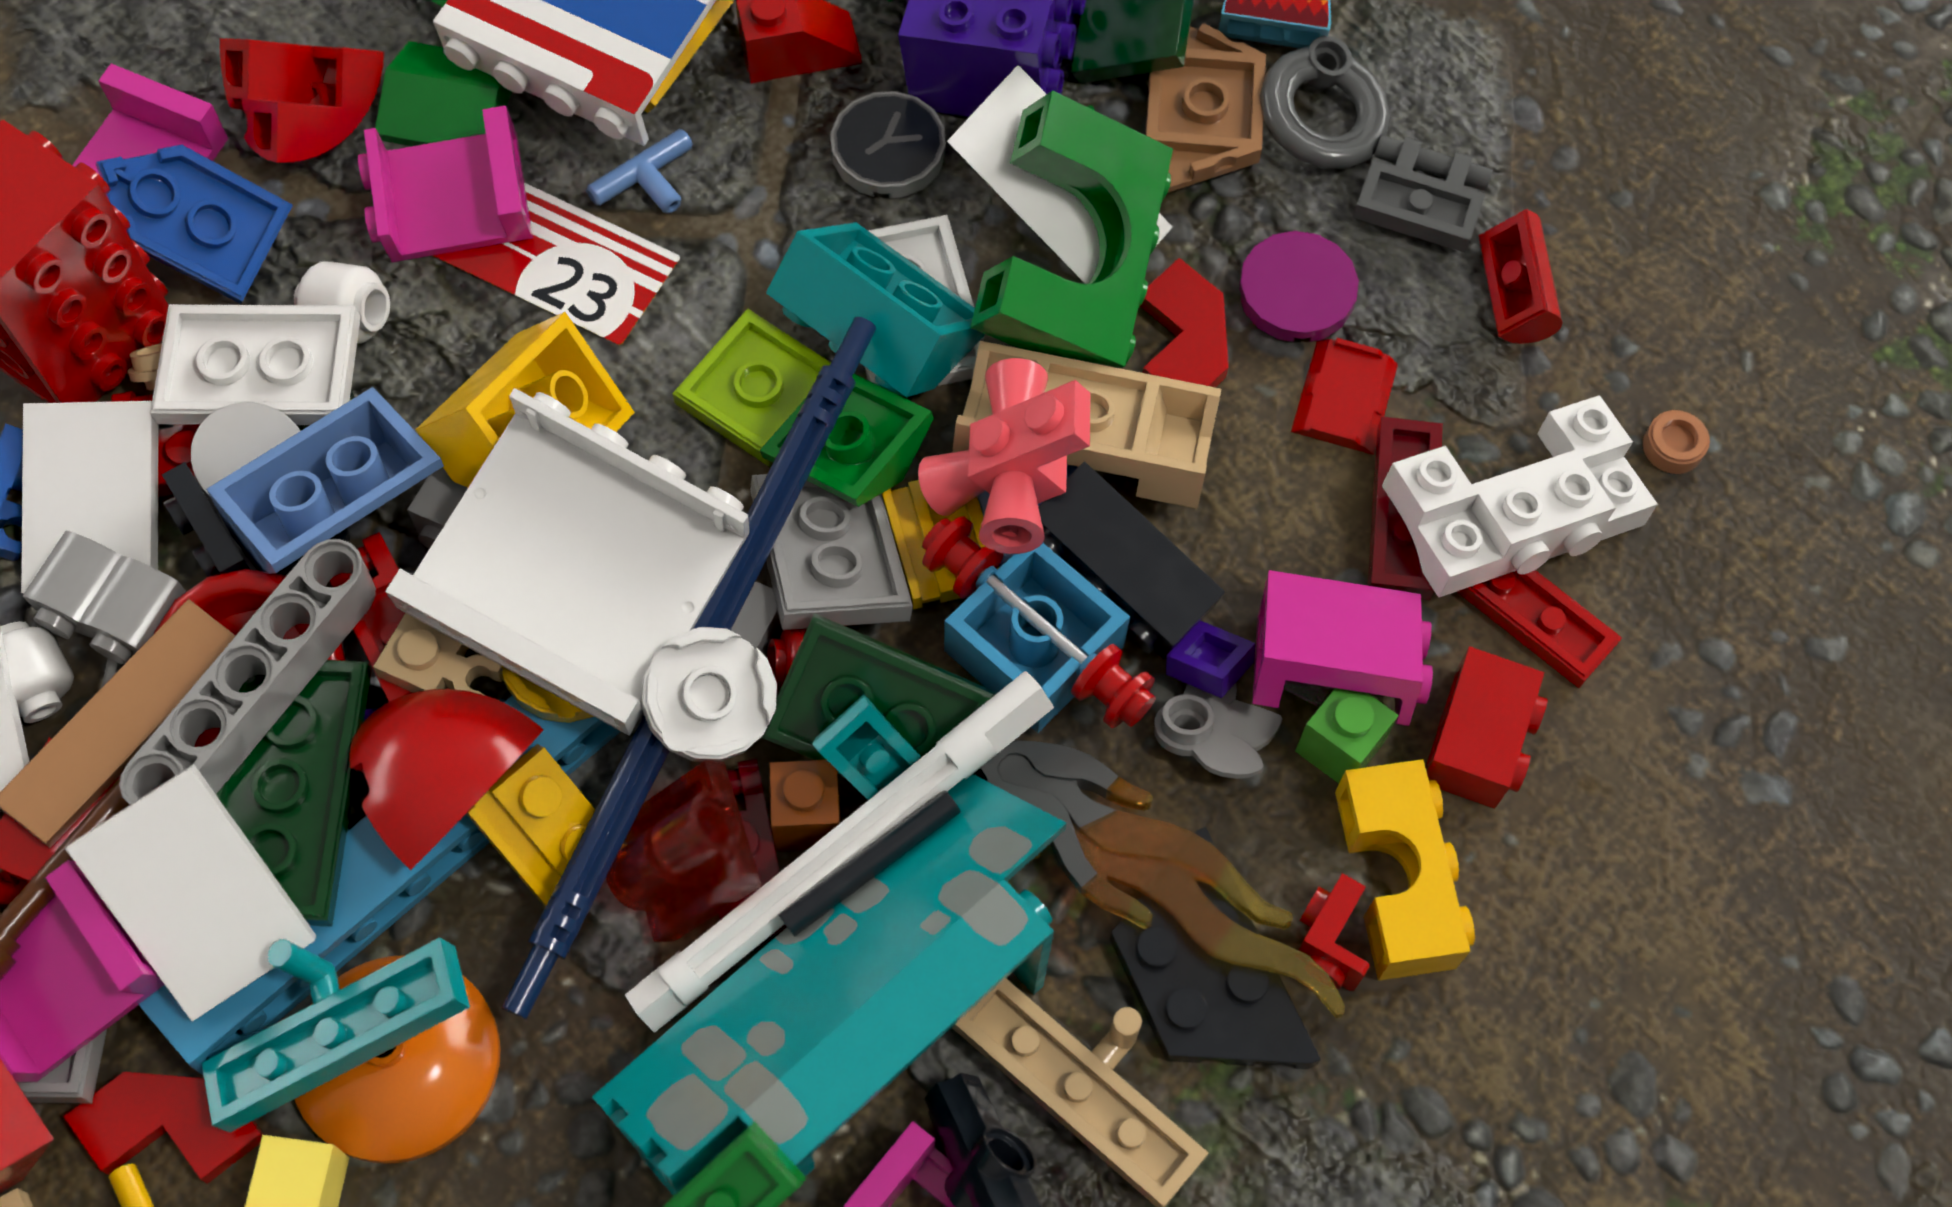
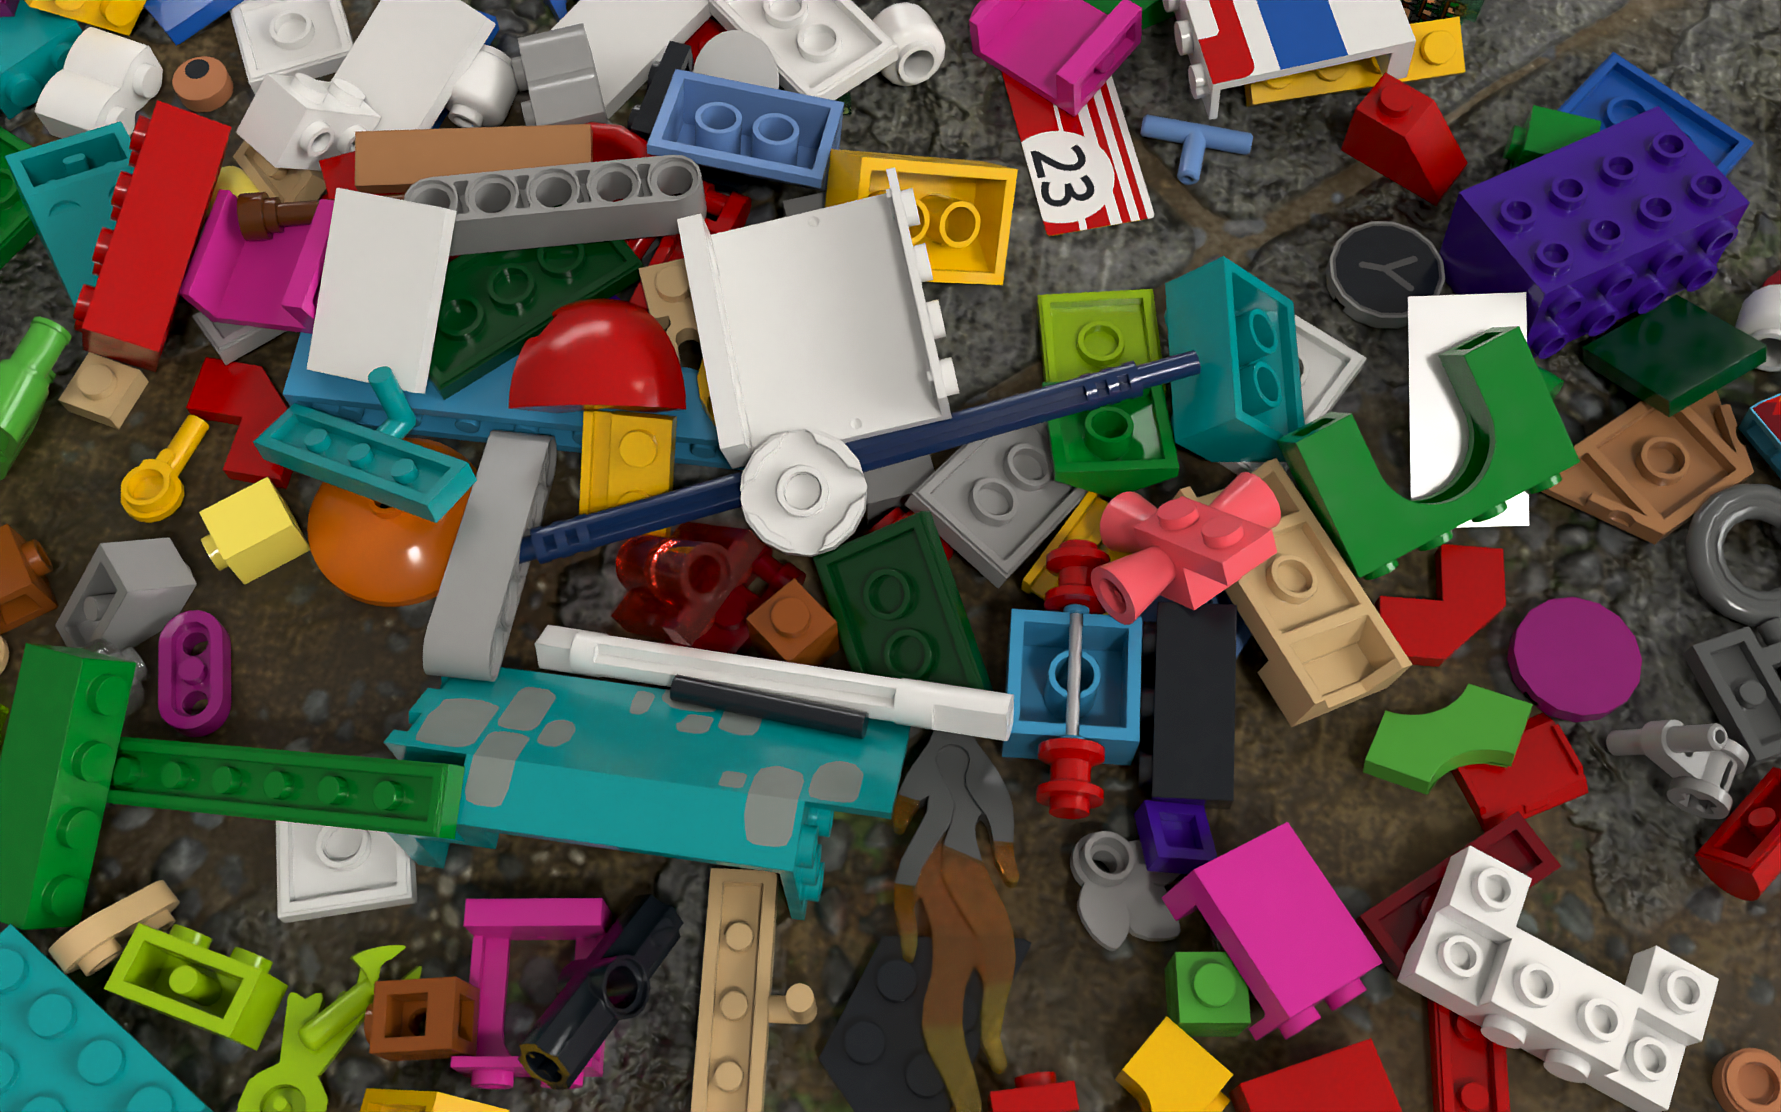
camera: 55 degrees right, 0 degrees up
(528, 991) = (483, 572): none -> light grey beam
(865, 748) = (854, 628): teal slope -> none
(1296, 396) = (1470, 731): none -> bright green tile
(1435, 275) = (1694, 755): none -> light grey piece

